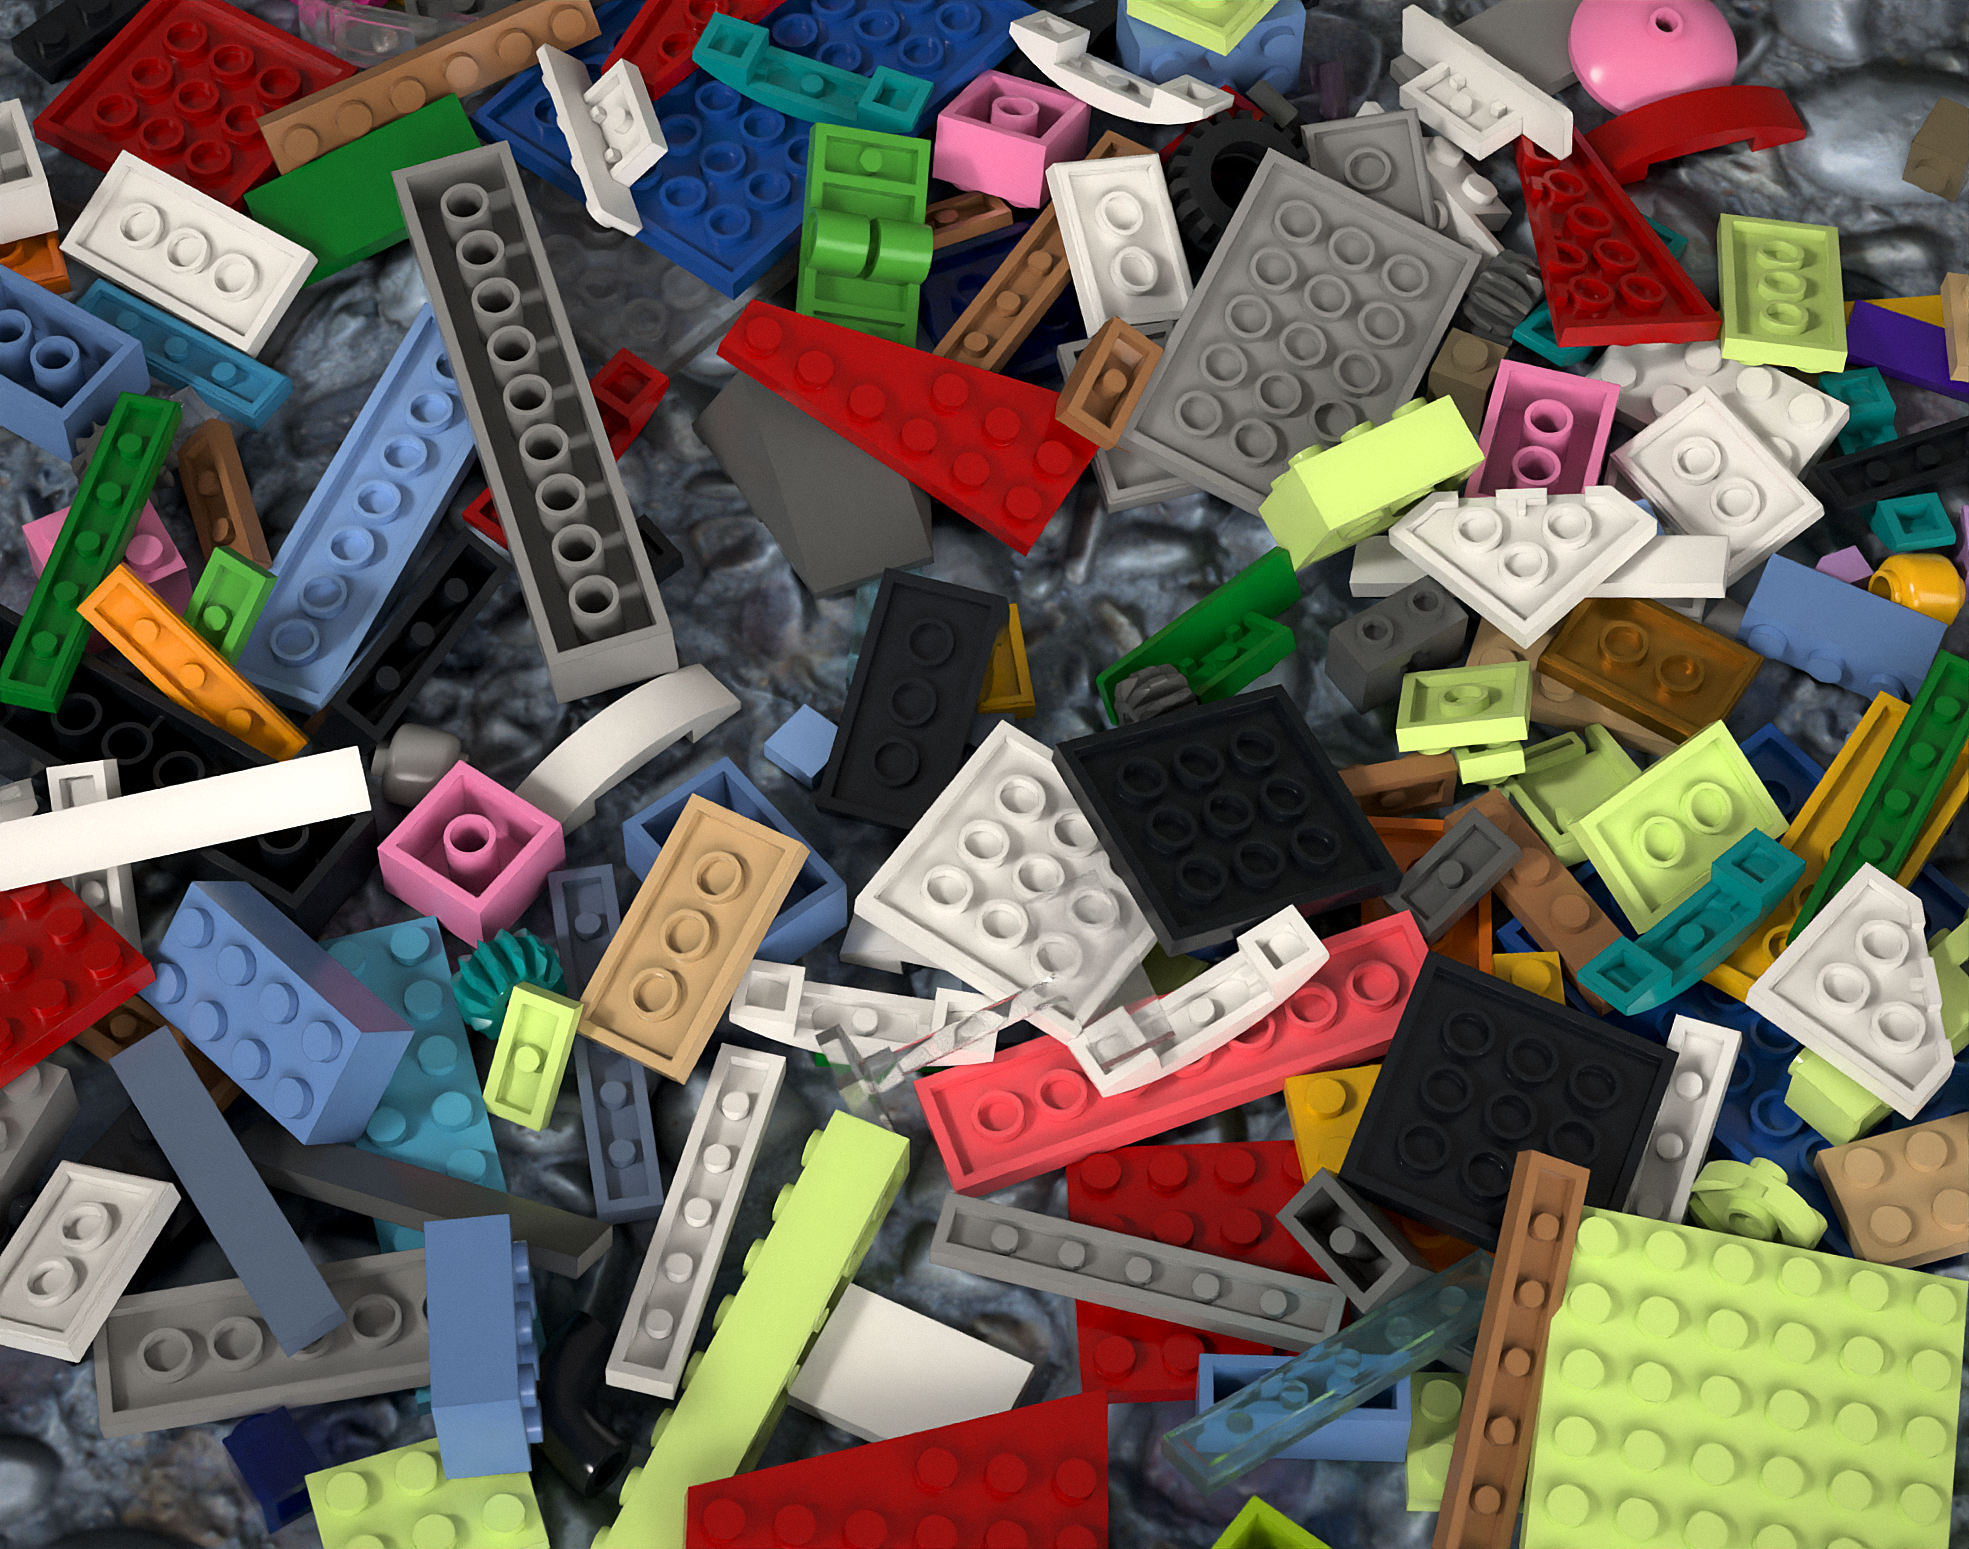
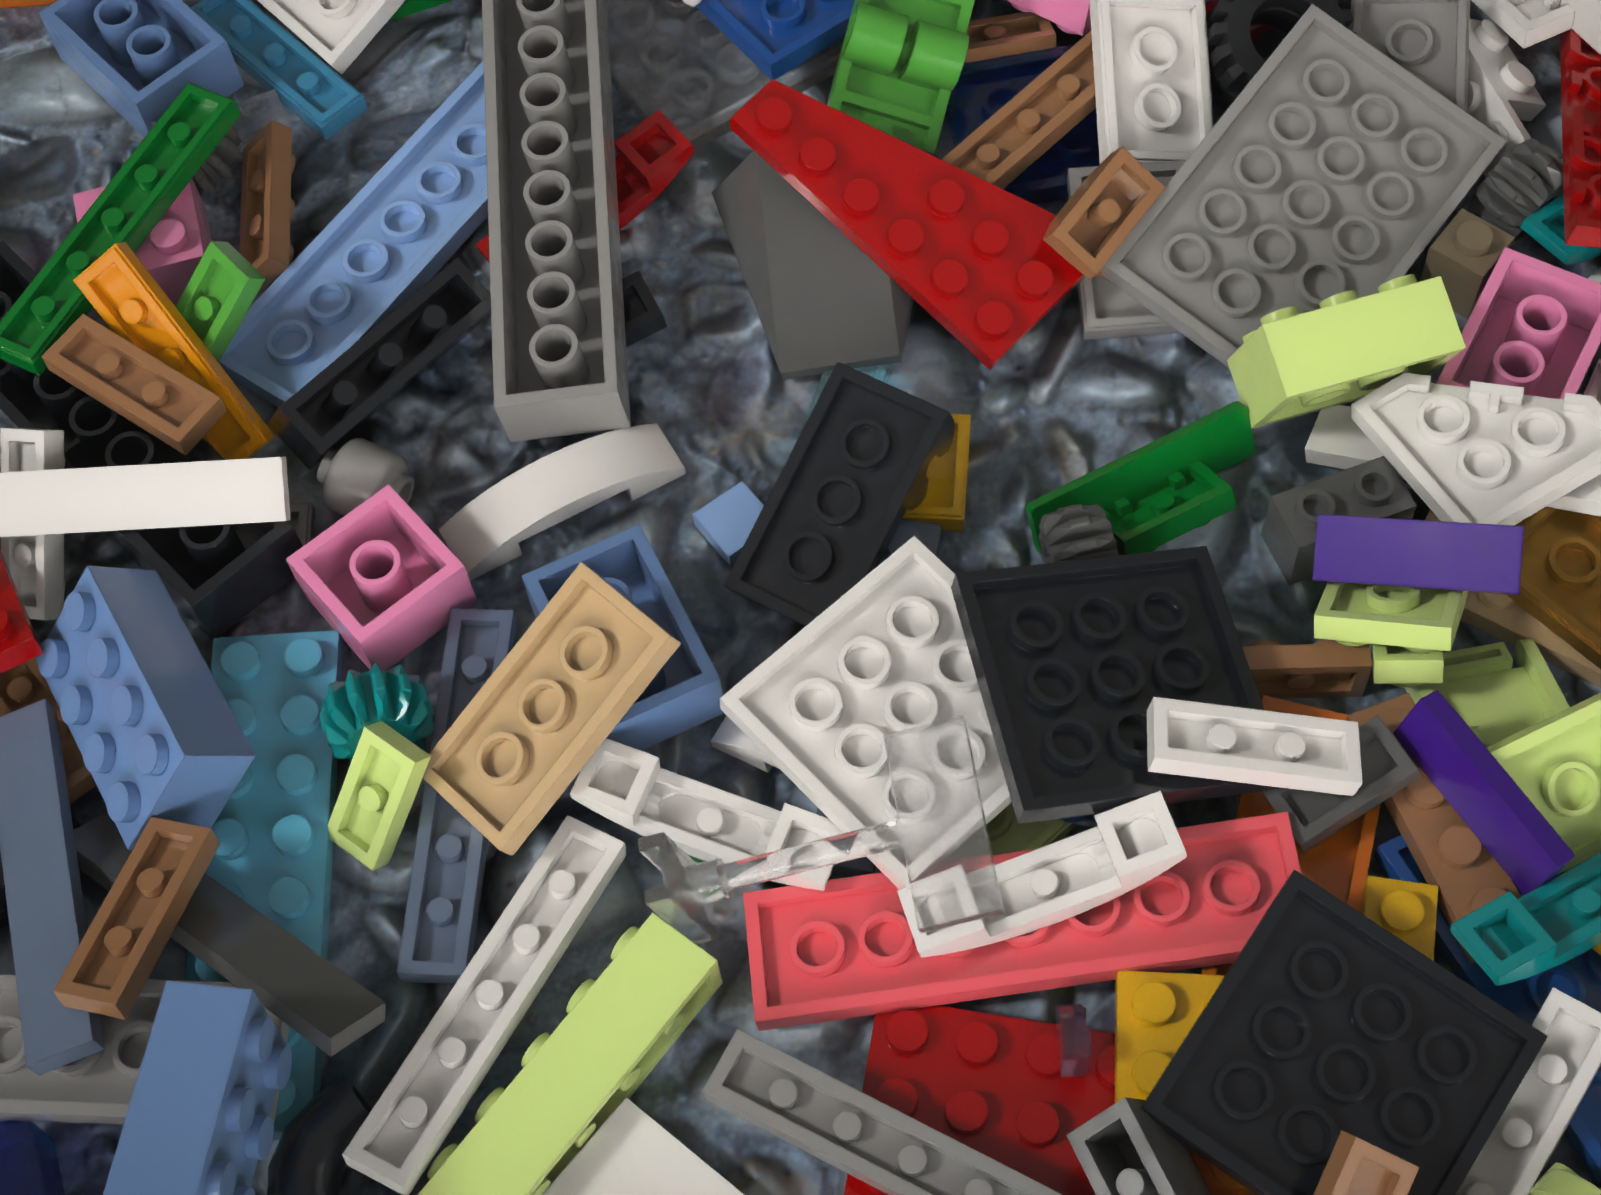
camera: 20 degrees right, 5 degrees up
(169, 703) = (134, 384): none -> medium nougat plate
(348, 1194) = (137, 918): none -> medium nougat plate
(1259, 1146) = (1073, 1040): none -> tile
(1367, 850) = (1253, 746): none -> white plate
(1479, 657) = (1419, 554): none -> dark purple tile
(1581, 857) = (1483, 793): none -> dark purple tile

